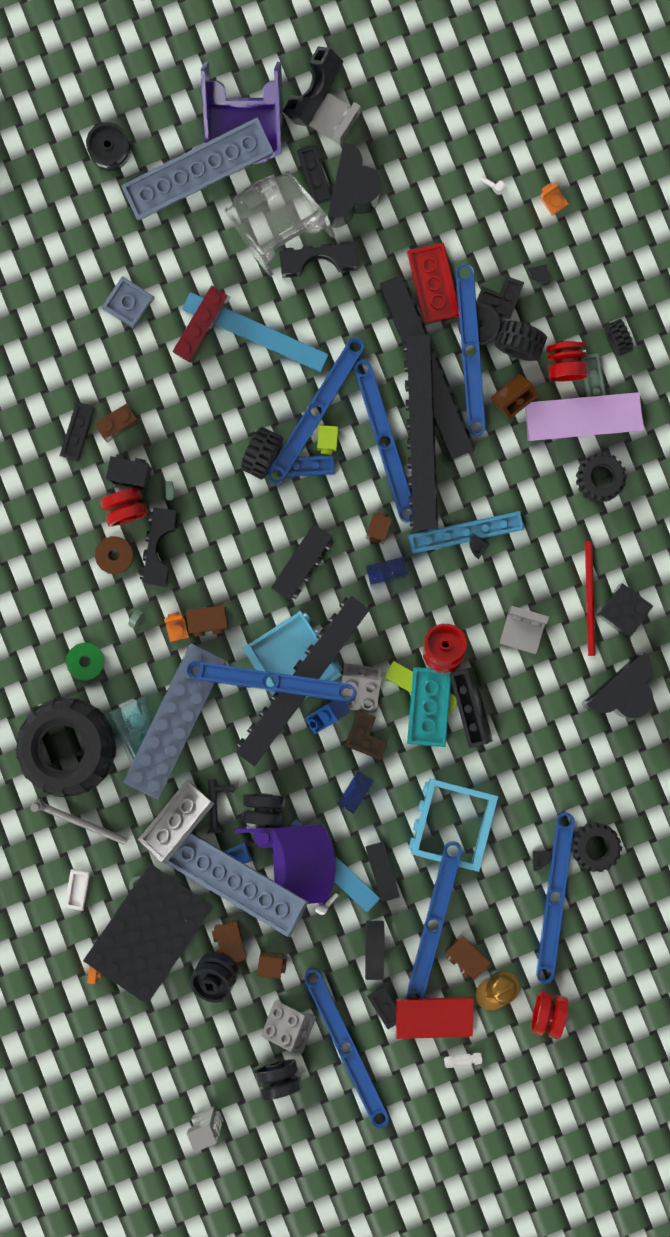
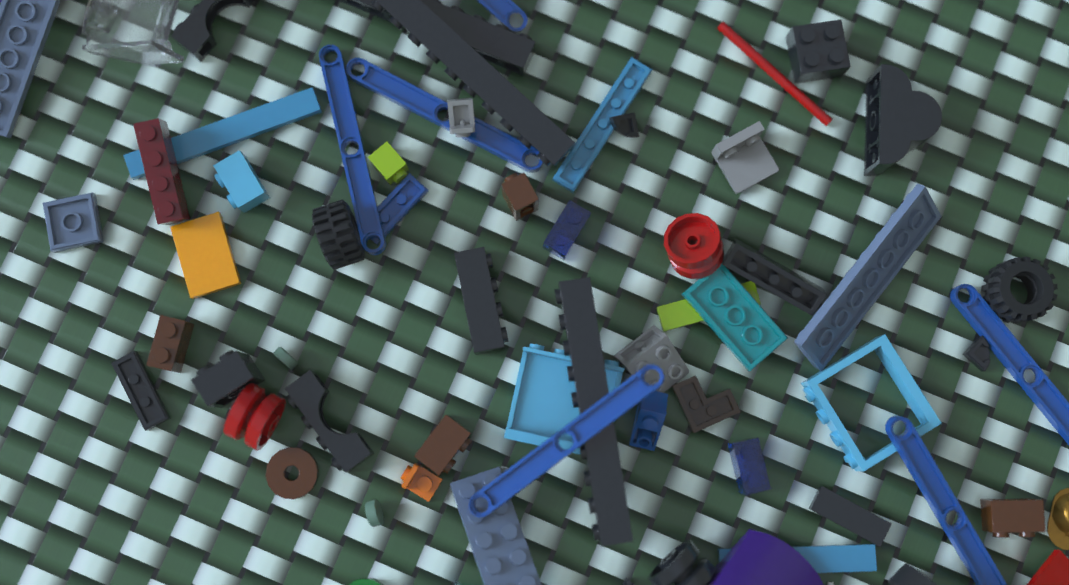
camera: 45 degrees left, 5 degrees down
(181, 391) = (205, 255): none -> light orange tile
(238, 370) = (241, 182): none -> medium azure brick
(391, 453) = (461, 117): none -> light grey bracket
(522, 759) = (868, 277): none -> sand blue plate

